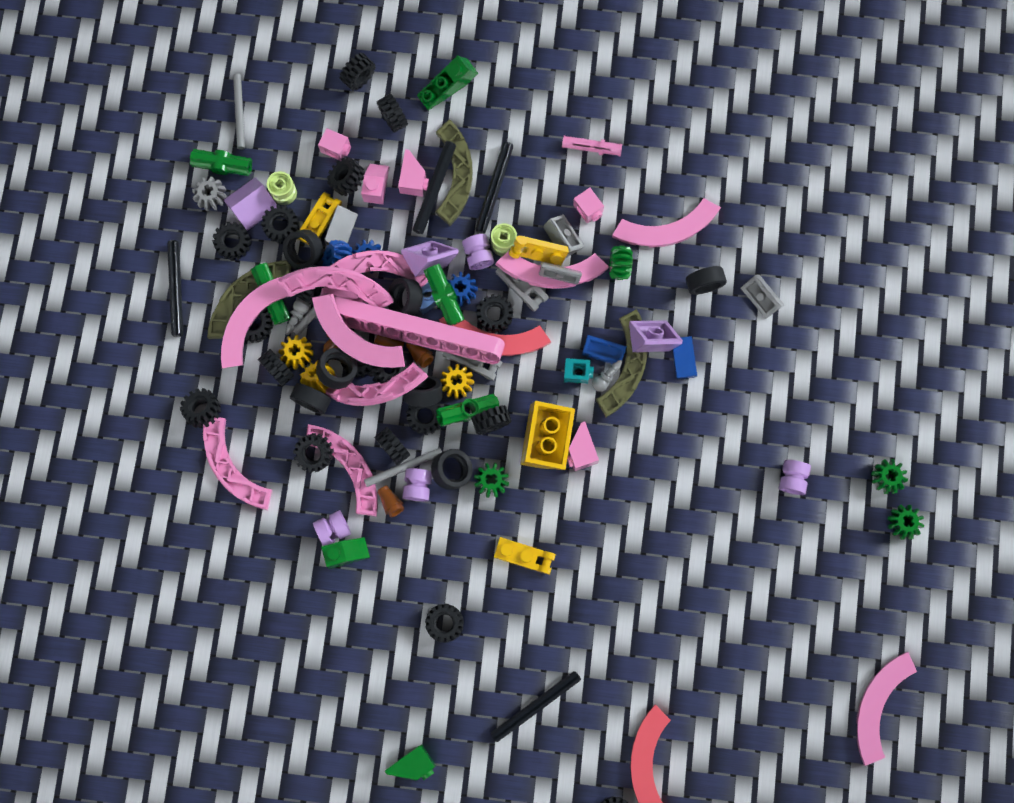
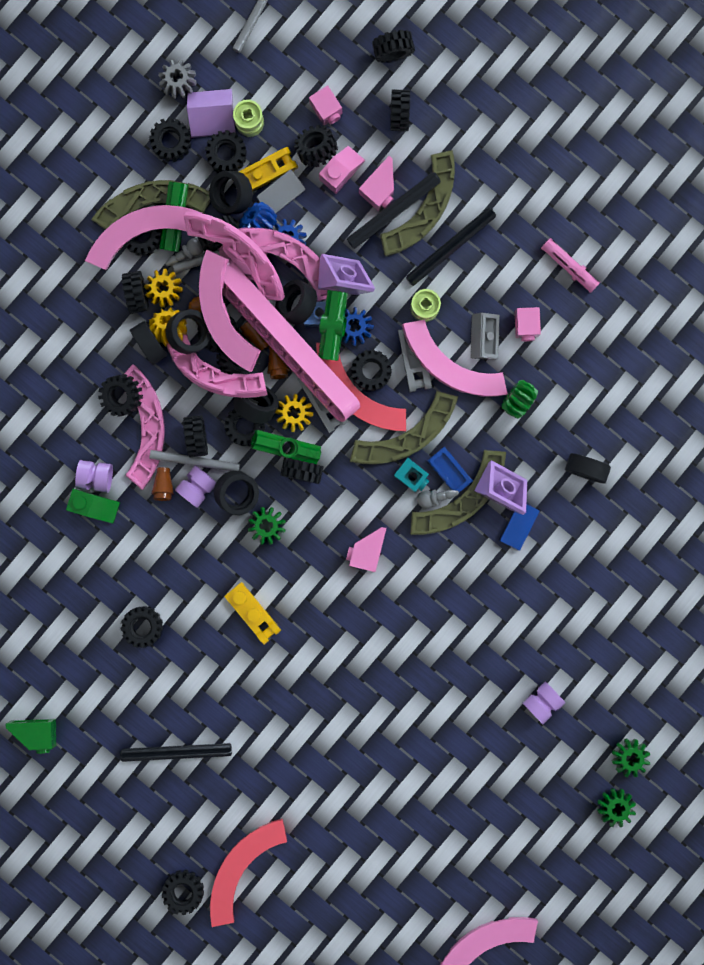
camera: 30 degrees right, 10 degrees up
(175, 288) = (89, 152): black axle -> none
(205, 416) = (38, 275): black tyre -> none
(221, 162) = (207, 53): green piece -> none
(227, 472) = (32, 353): bright pink tile -> none
(448, 82) = (474, 112): green slope -> none
(477, 249) = (393, 301): lavender wheel -> none
(538, 250) = (450, 338): yellow plate -> none
(547, 436) = (343, 519): yellow slope -> none
(559, 348) = (412, 440): none -> olive tile
(560, 273) = (456, 372): light grey slope -> none
(667, 234) = (586, 399): bright pink tile -> none
(762, 296) = (632, 515): light grey slope -> none

